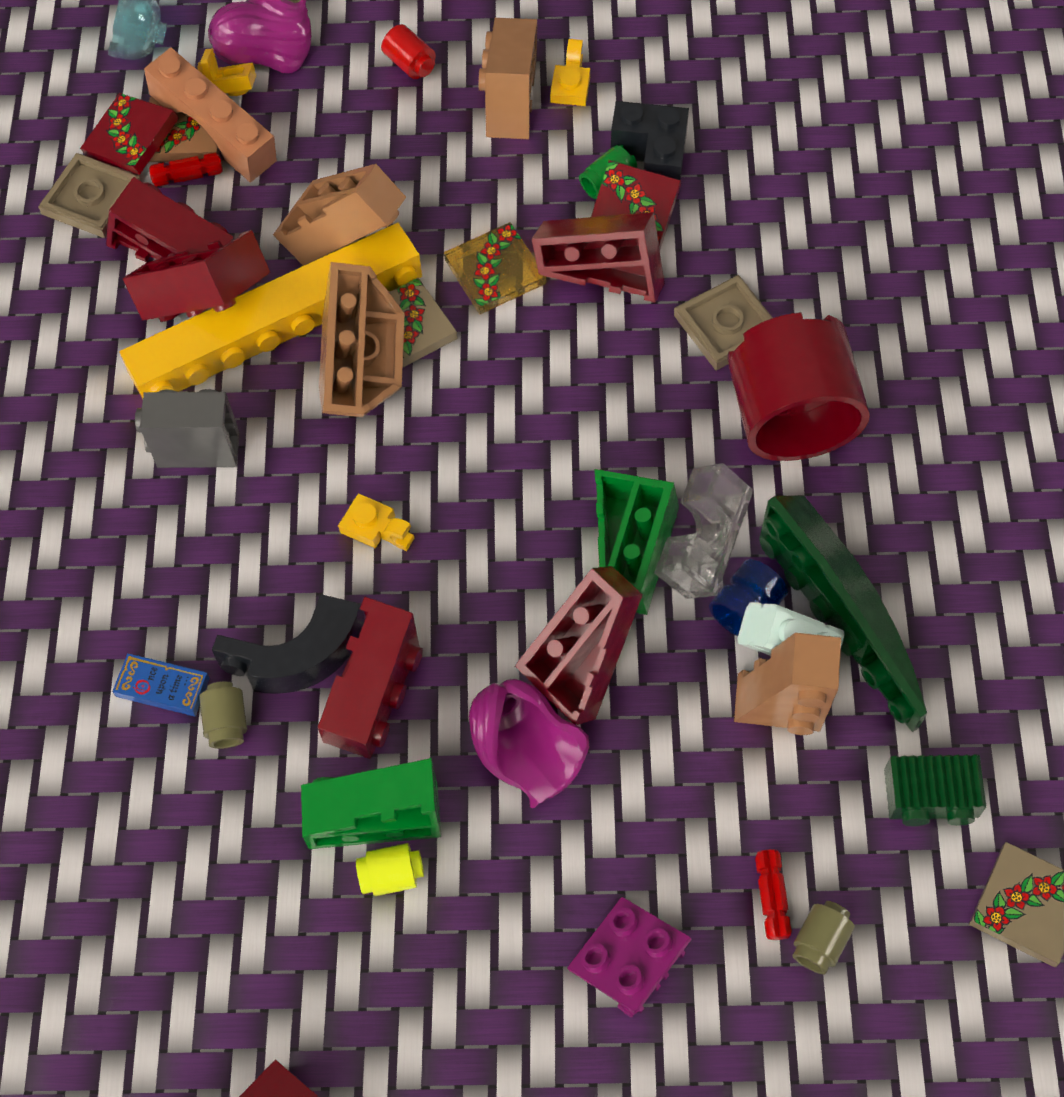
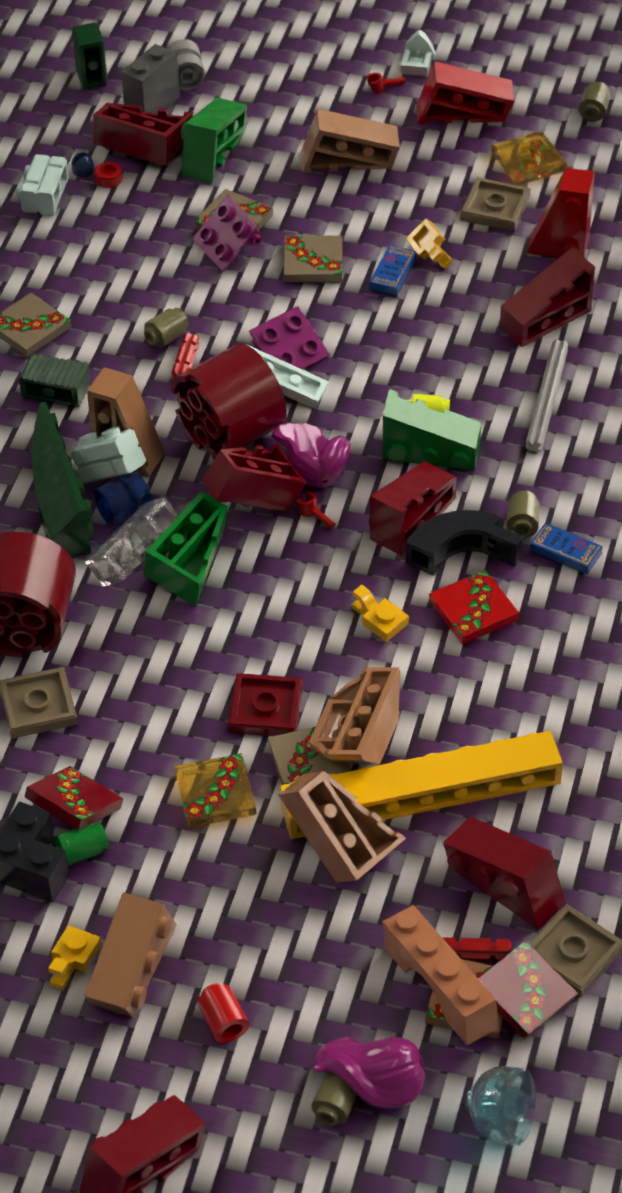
camera: 165 degrees left, 15 degrees down
(188, 429) = (512, 686): dark grey brick -> none
(197, 280) = (484, 791): dark red wedge -> none
(225, 962) = (546, 396): none -> light grey axle
(230, 79) = (415, 1026): yellow bracket -> none
(263, 566) = (474, 606): none -> red tile
(474, 379) = (265, 704): none -> dark red tile
(496, 661) = (310, 509): none -> red hand
(603, 251) = (123, 756): dark red wedge -> none
(618, 876) = (296, 382): none -> light aqua hinge
(661, 755) = (229, 400): none -> dark red brick

